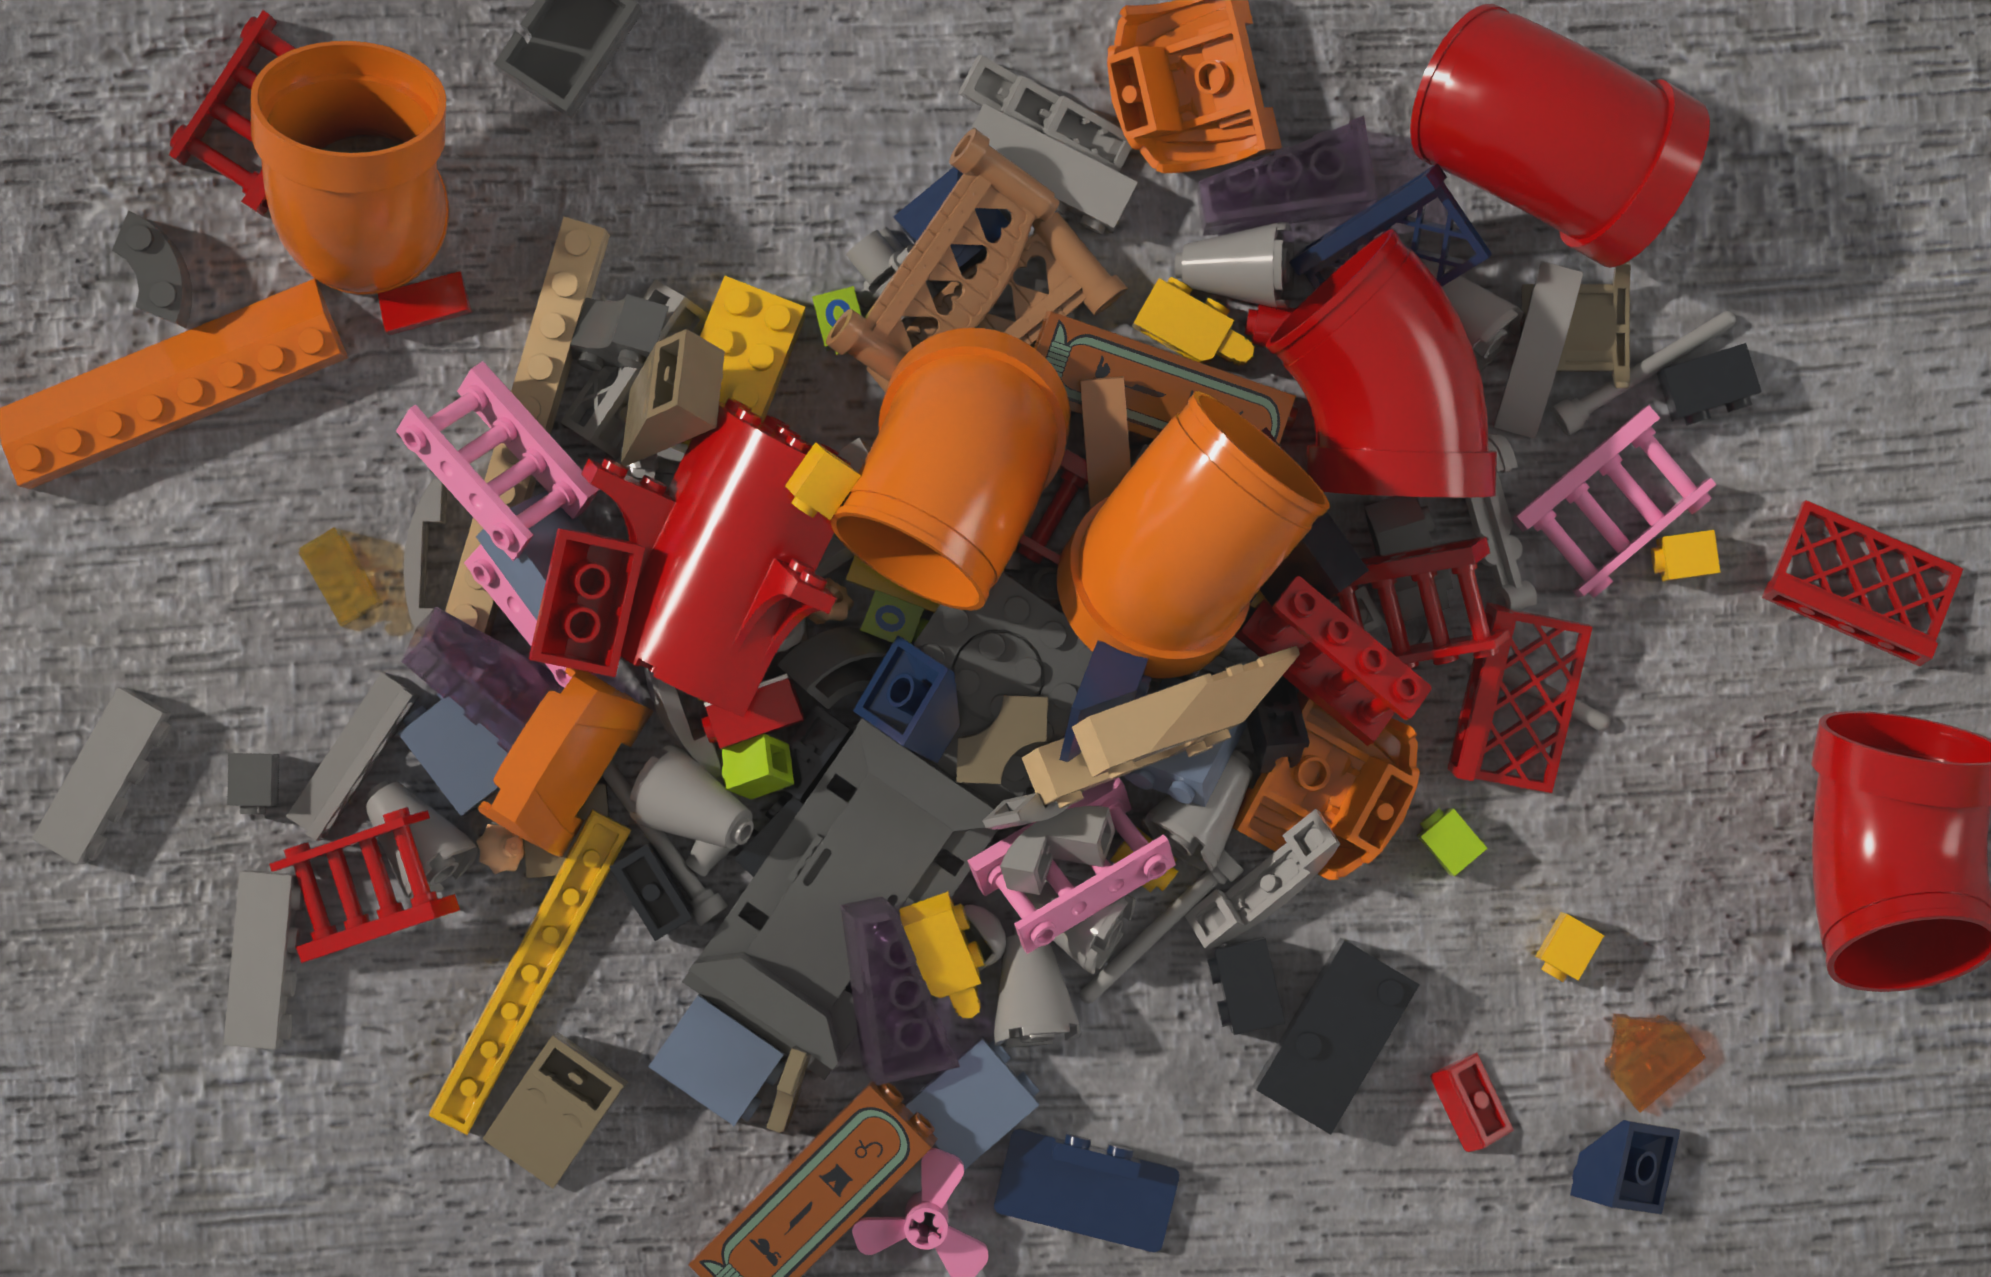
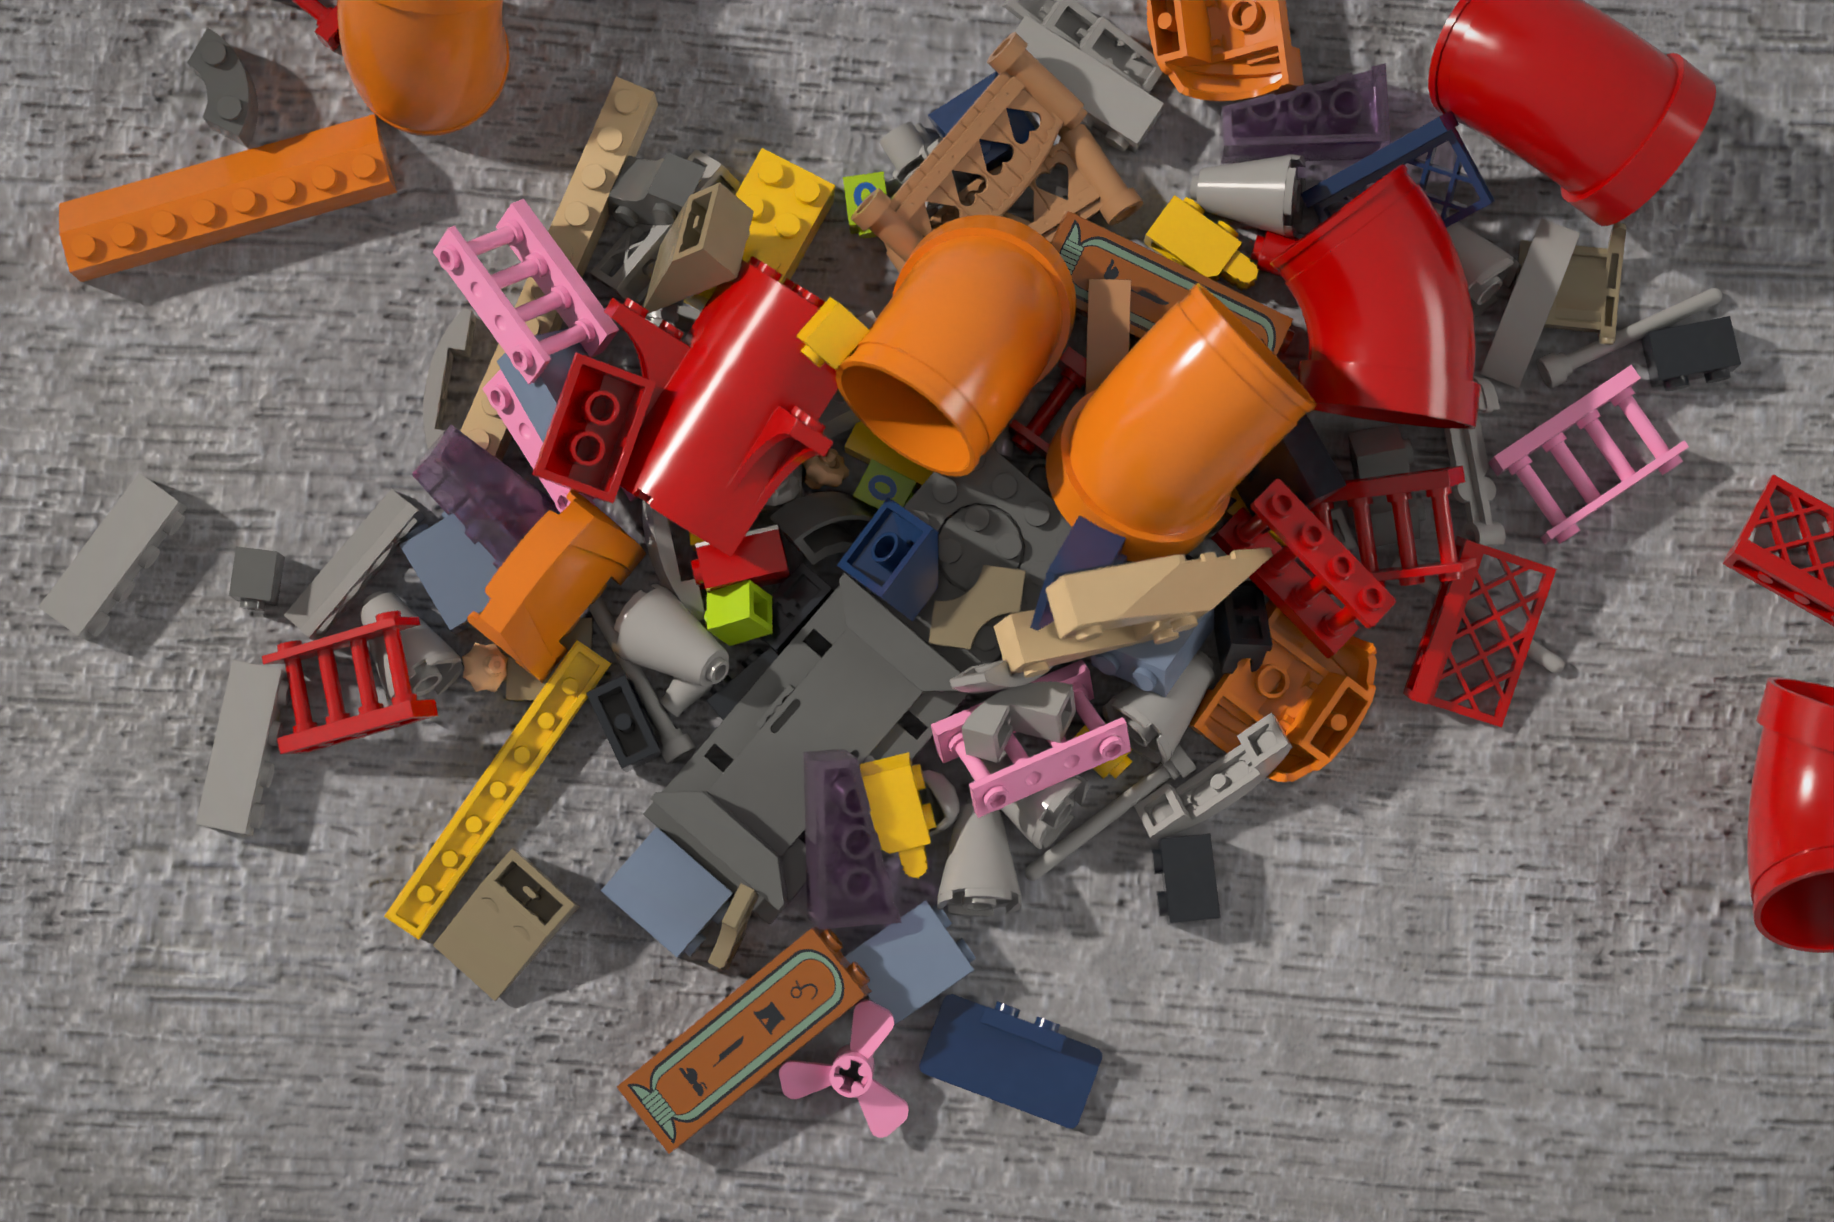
camera: 15 degrees right, 5 degrees down
(340, 576) = (363, 394): clear yellow hinge -> none
(424, 303) = (475, 148): red slope -> none
(1335, 1036) = (1268, 936): black brick -> none
(1450, 840) = (1398, 760): lime brick -> none
(1471, 1103) = (1393, 1019): red slope -> none
(1568, 948) = (1503, 877): yellow brick -> none
(1627, 1167) = (1540, 1095): dark blue slope -> none
(1649, 1057) = (1571, 993): clear orange slope -> none
(1686, 555) = (1653, 513): yellow brick -> none

